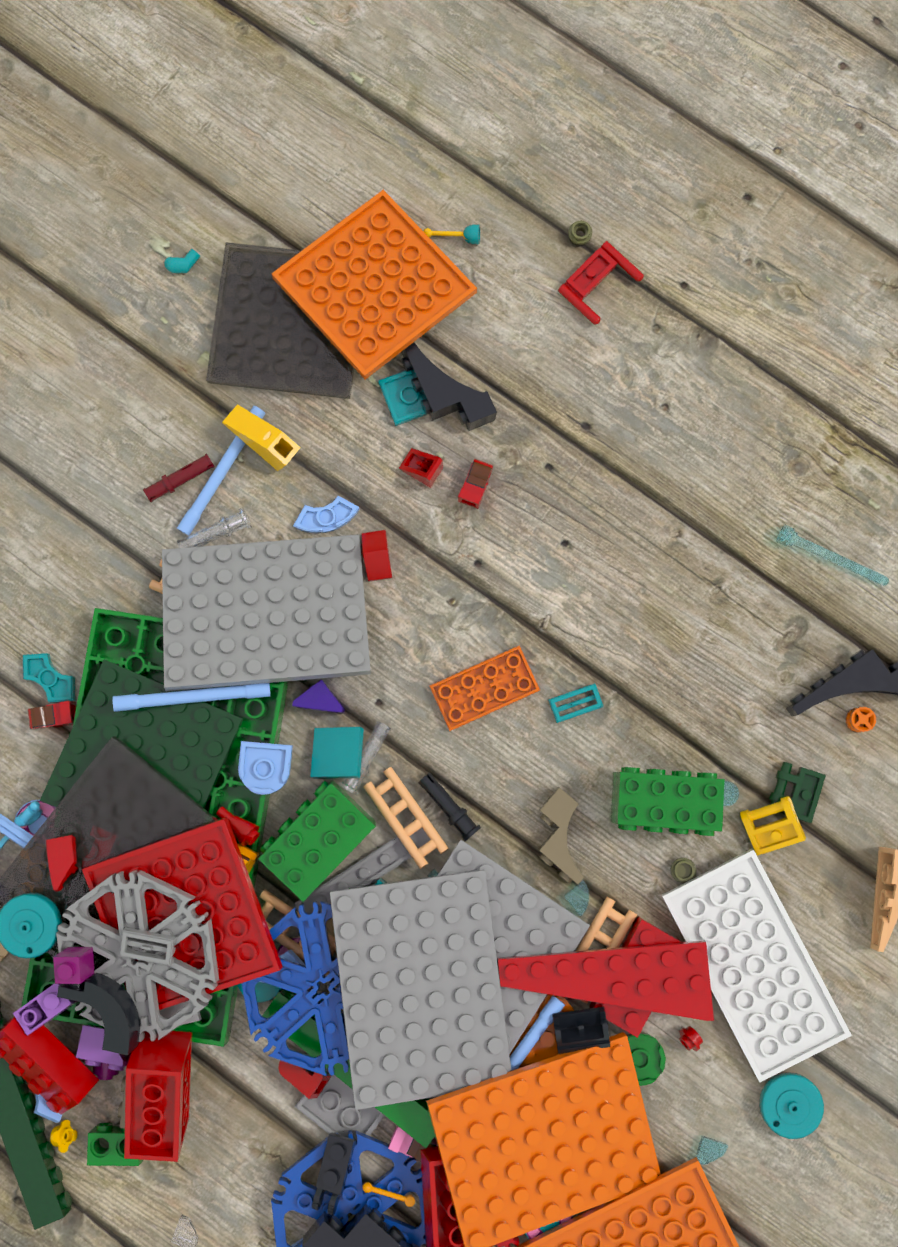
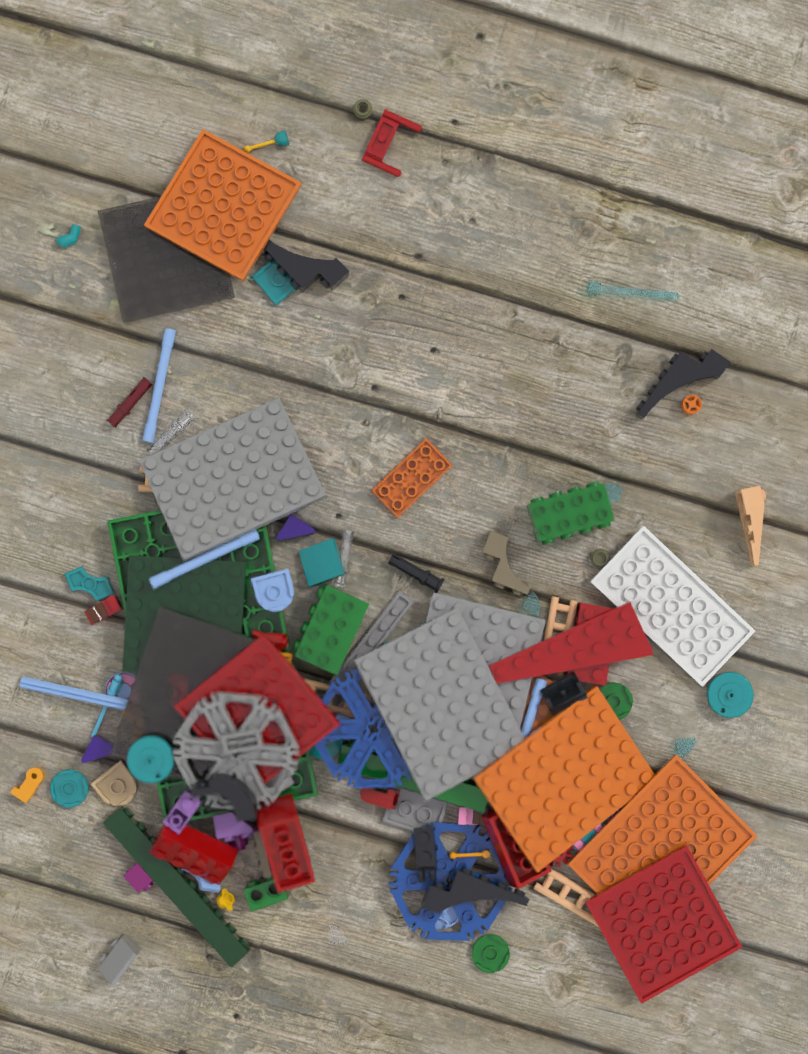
camera: 25 degrees left, 5 degrees up
(61, 859) = (156, 705): red slope -> none
(73, 965) = (195, 772): magenta brick -> none
(262, 437) = (181, 350): yellow slope -> none
(326, 518) = (251, 393): light blue tile -> none
(376, 555) = (297, 408): red slope -> none
(420, 822) = (399, 590): light nougat bar -> none
(422, 466) = (307, 330): red slope -> none
(475, 484) = (352, 329): leg -> none
(555, 710) = (469, 475): teal tile -> none
(690, 1038) = (644, 674): red plate -> none
(774, 834) = (656, 508): yellow plate -> none
(805, 790) = (668, 473): dark green plate -> none

